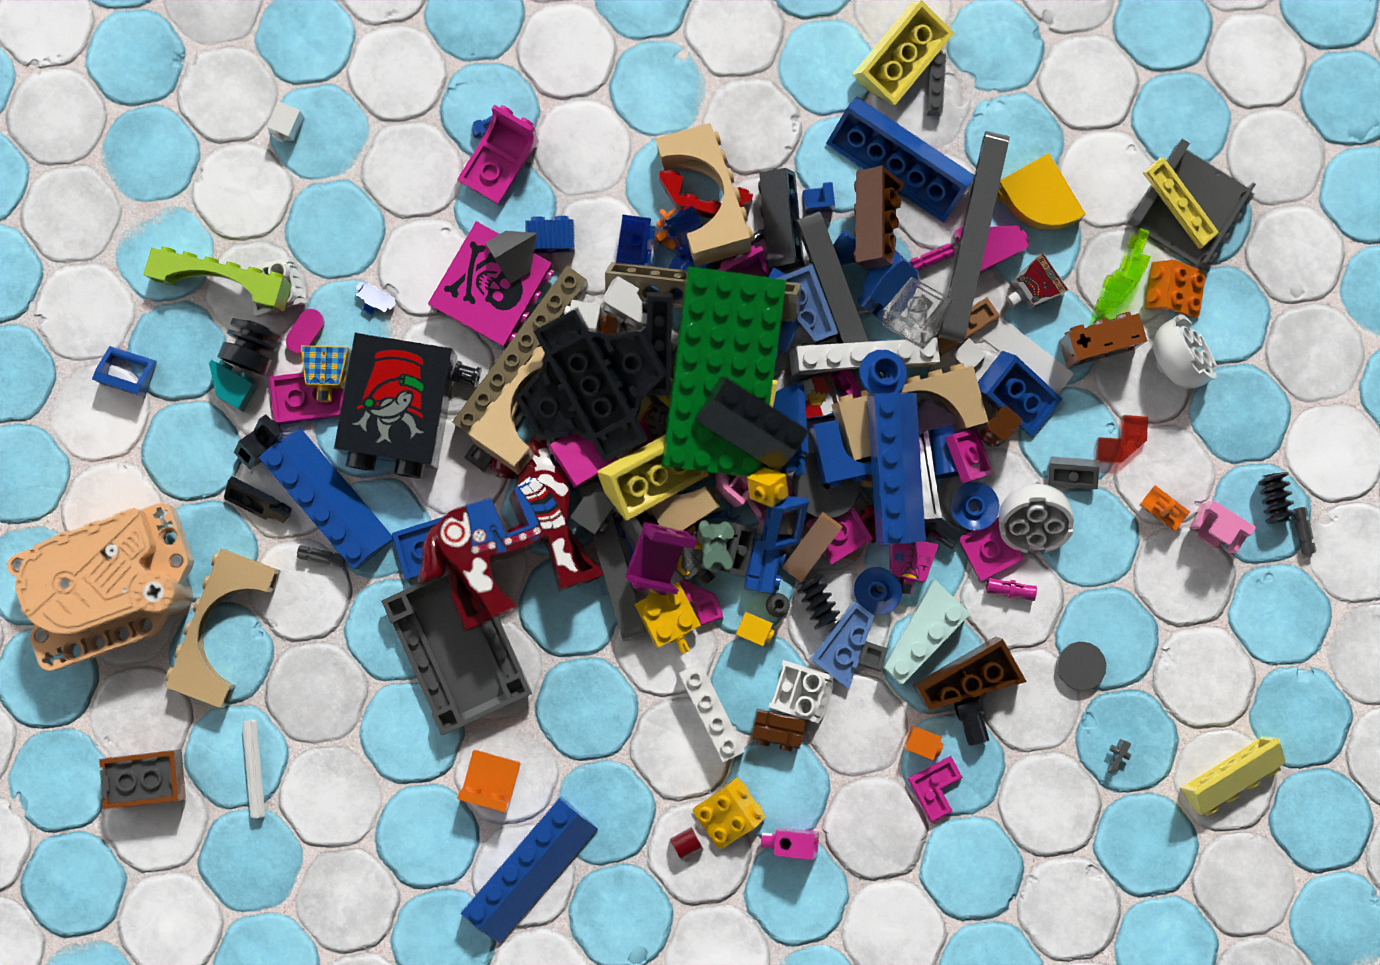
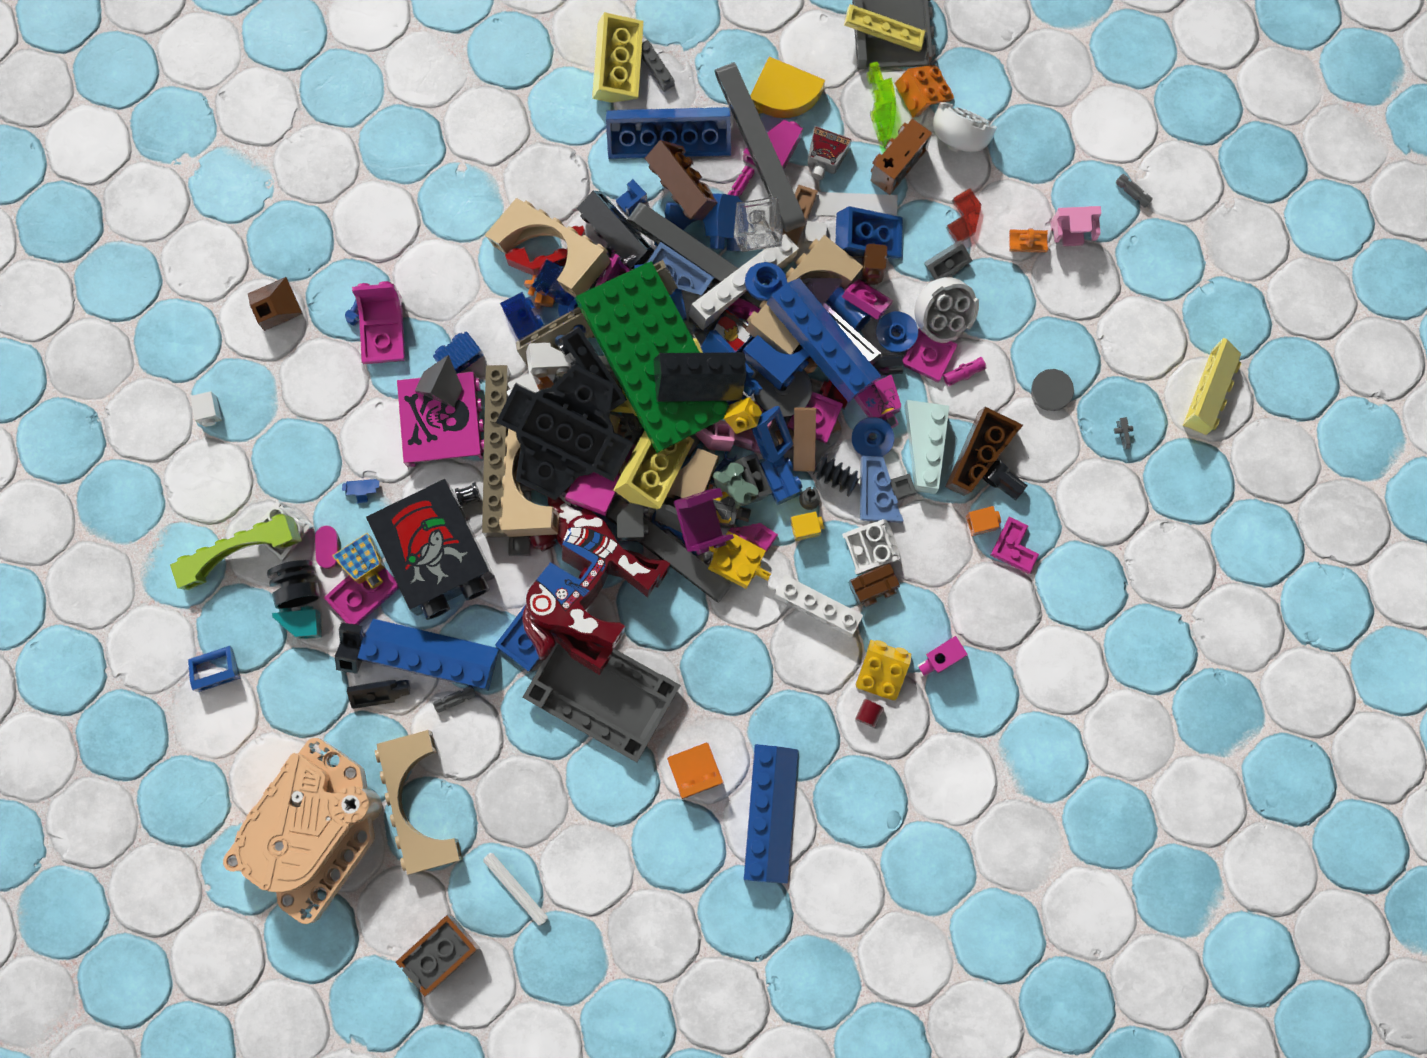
camera: 30 degrees left, 5 degrees down
(415, 65) = (274, 304): none -> reddish brown slope
(1276, 498) = (1098, 181): black piece -> none

